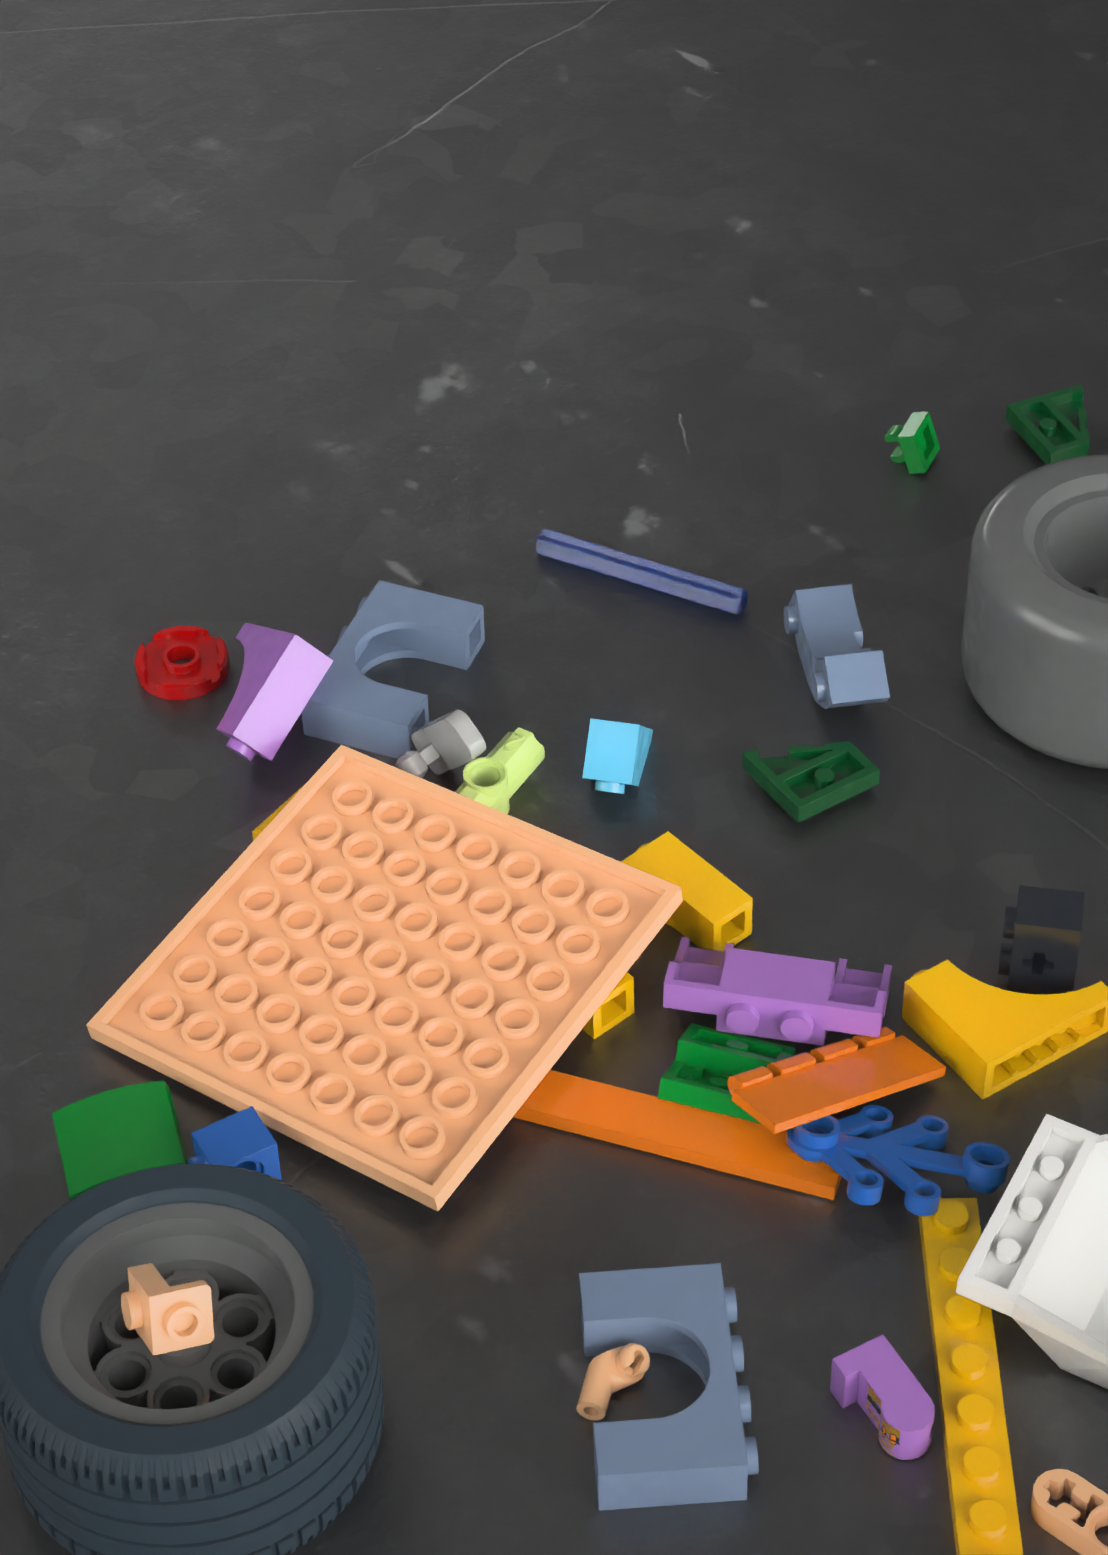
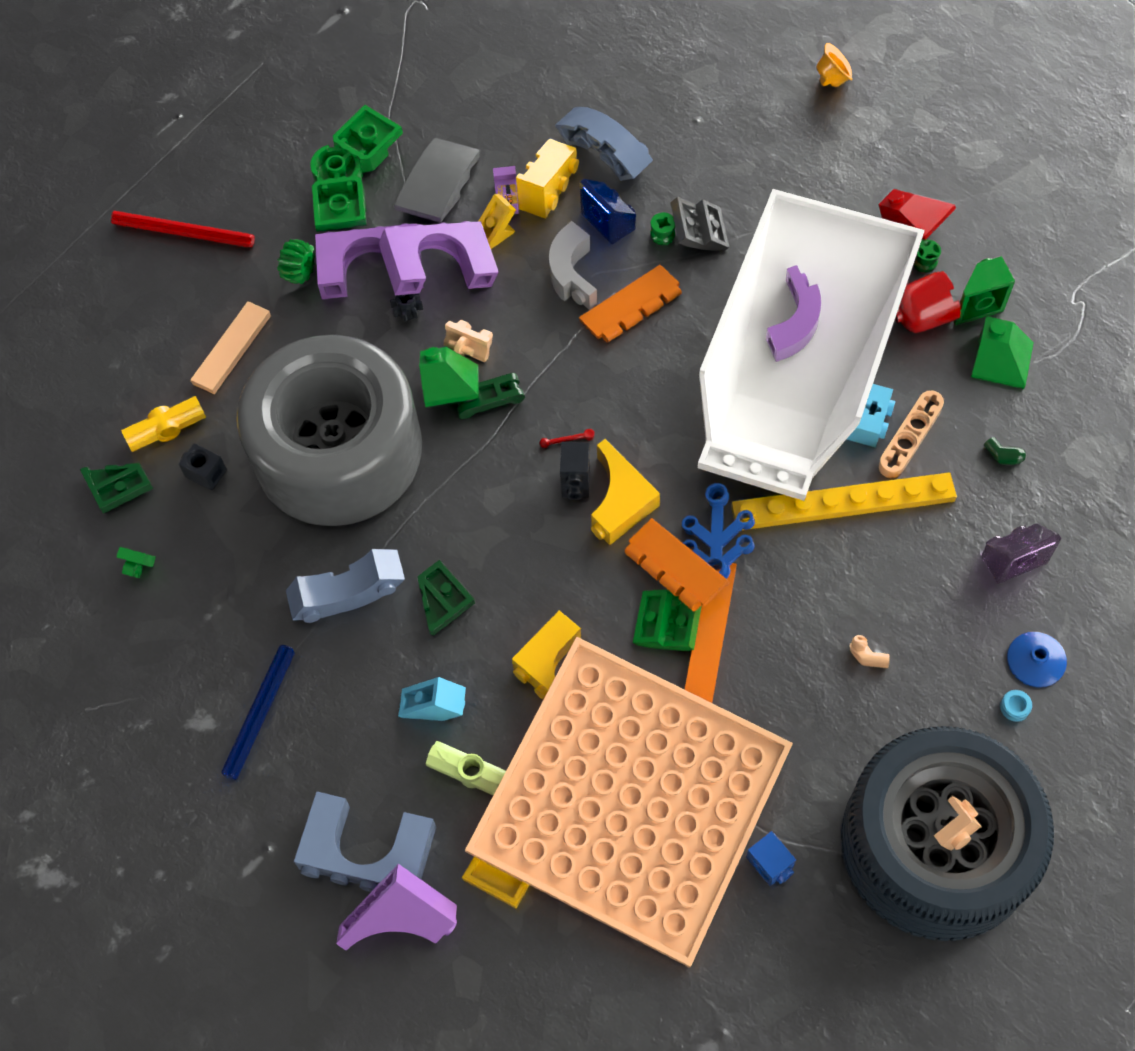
camera: 95 degrees left, 20 degrees up
(118, 1134) = (767, 928): green slope -> none
(171, 681) = (370, 1003): red tile -> none
(443, 745) = (440, 802): light grey piece -> none
(701, 1449) = (901, 604): sand blue arch -> none
(776, 993) = (623, 594): medium lavender bracket -> none
(887, 1394) = (855, 531): medium lavender leg -> none

